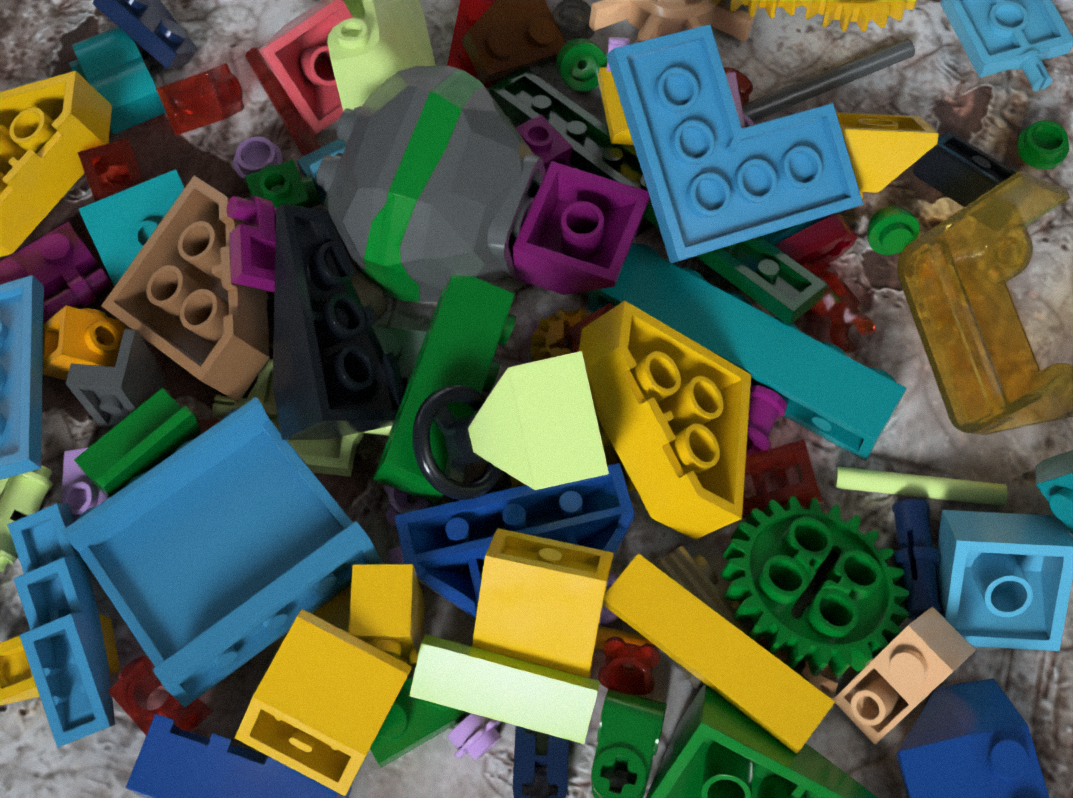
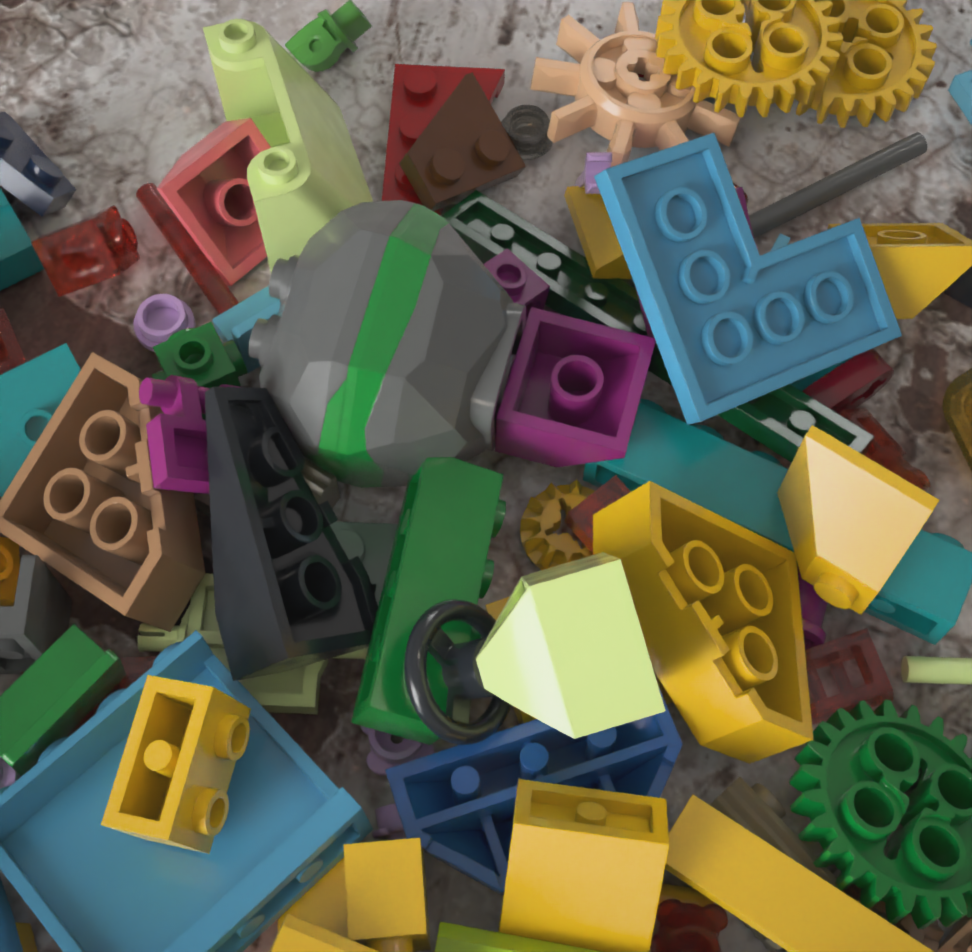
camera: 10 degrees left, 0 degrees up
(230, 495) = (178, 764): none -> yellow brick
(579, 64) = (542, 183): green tile -> none
(791, 346) = (848, 519): none -> yellow slope
(892, 230) = (932, 362): green plate -> none

